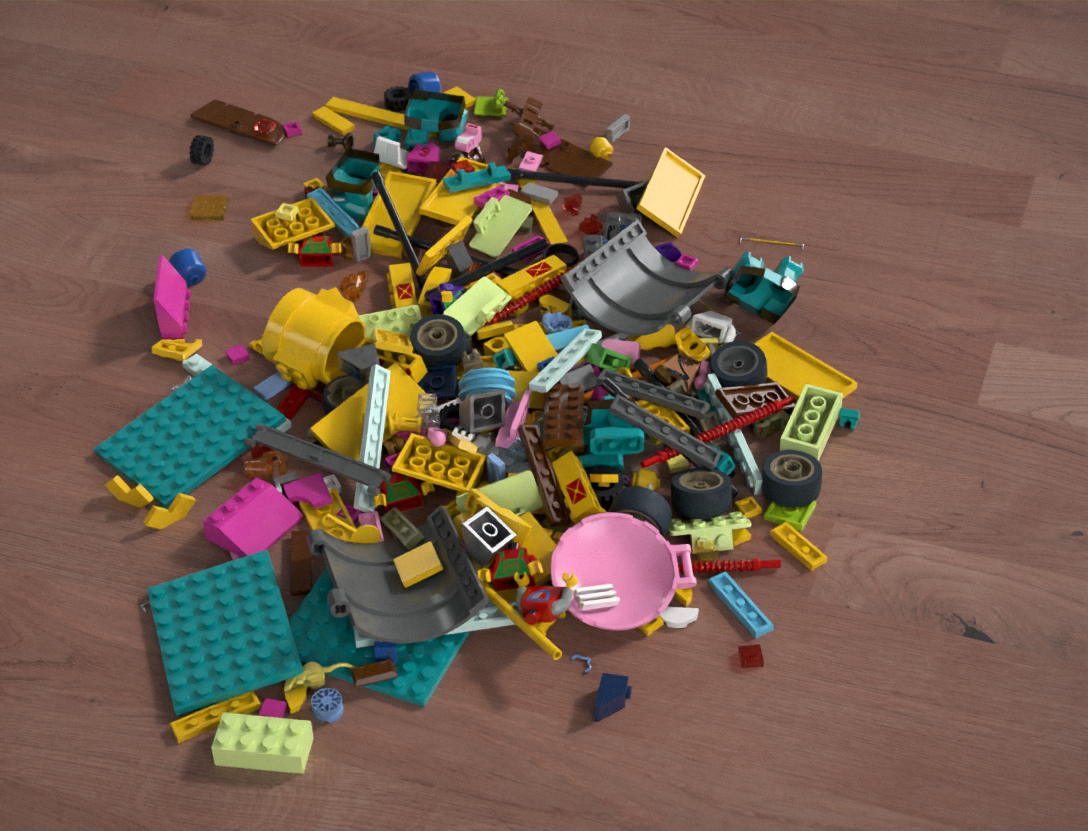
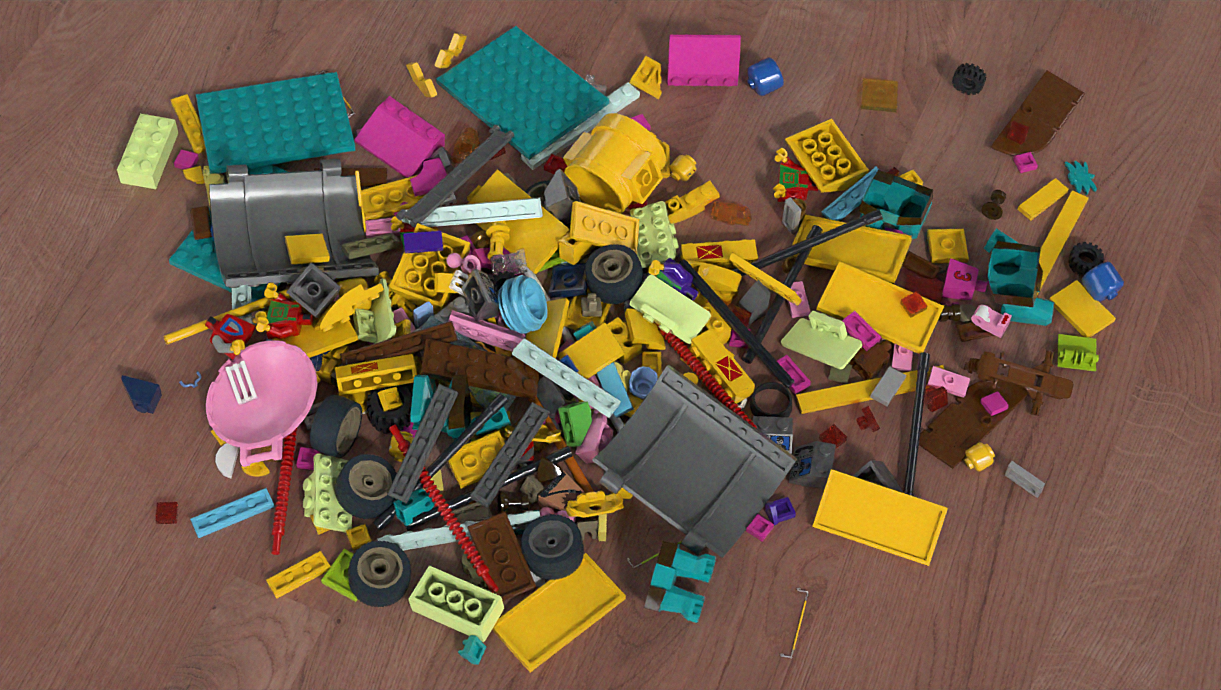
camera: 90 degrees right, 15 degrees up
(286, 211) = (839, 147): light yellow tile -> none
(309, 102) = (1080, 177): none -> teal piece
(332, 699) = (176, 189): medium blue wheel -> none
(391, 153) = (961, 236): white piece -> none
(416, 461) = (423, 242): none -> dark purple tile
(476, 179) = (897, 318): teal hinge -> none
(545, 167) = (936, 398): none -> clear red tile
(707, 554) = (294, 489): clear yellow tile -> none
(712, 326) = (628, 534): white torso -> none

